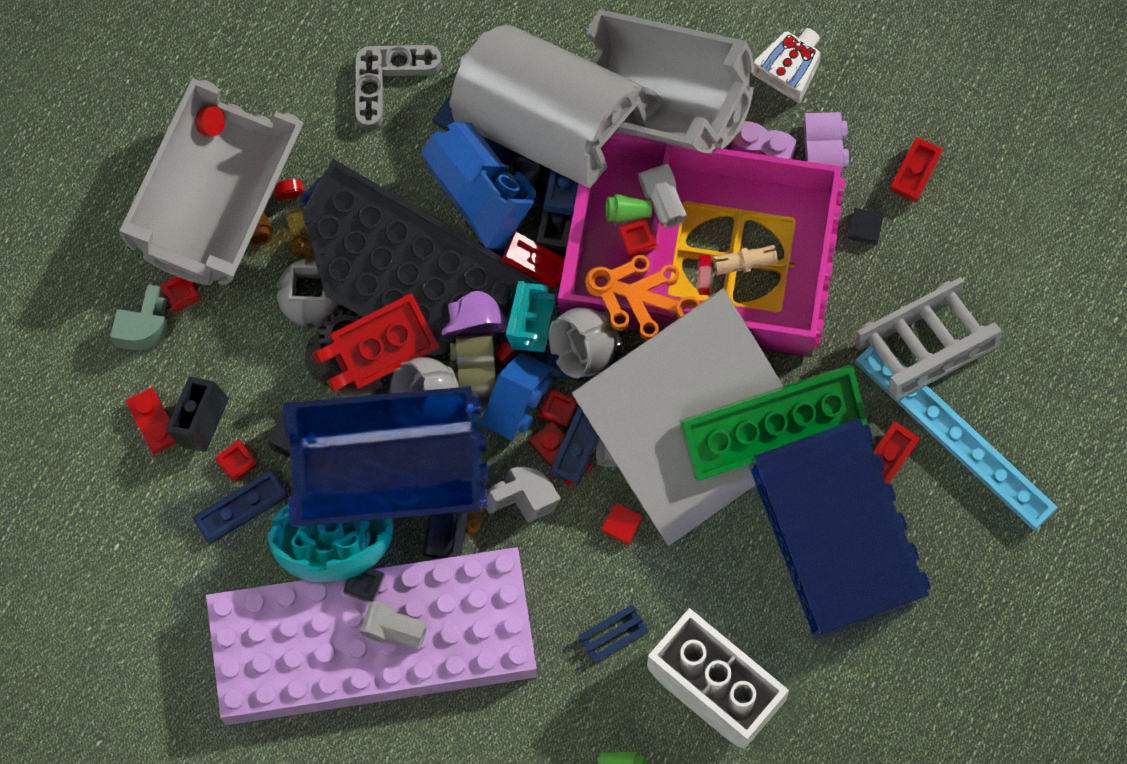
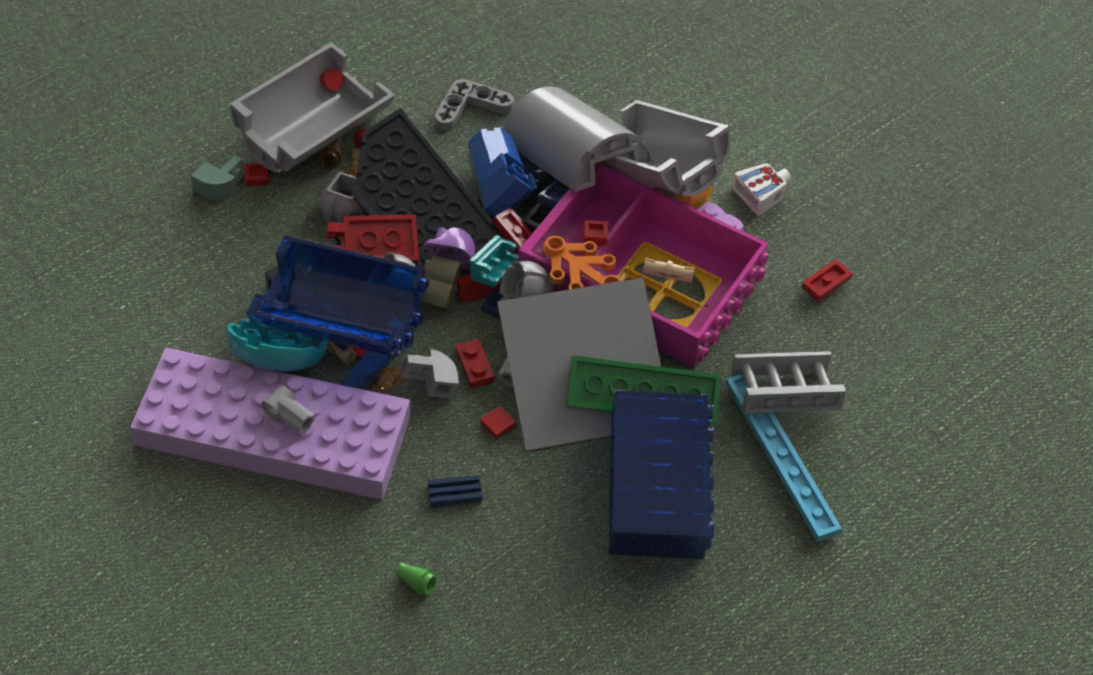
camera: 15 degrees right, 20 degrees down
(151, 419) = (192, 240): red plate -> none
(197, 414) = (224, 242): black brick -> none
(236, 461) = (237, 284): red tile -> none
(240, 507) = (217, 313): dark blue tile -> none
(365, 586) = (283, 378): black tile -> none
(515, 394) = (457, 307): blue brick -> none
(558, 408) = (488, 334): red tile -> none
(576, 449) = (485, 358): dark blue tile -> none
(626, 209) = (596, 211): bright green cone -> none
(660, 187) = (626, 209): light grey piece -> none
(704, 274) = (633, 268): tile -> none
(716, 679) = (515, 535): white brick -> none
(824, 139) = (773, 234): lavender brick -> none
(866, 226) = (773, 303): black tile -> none
(895, 449) = (729, 447): red plate -> none

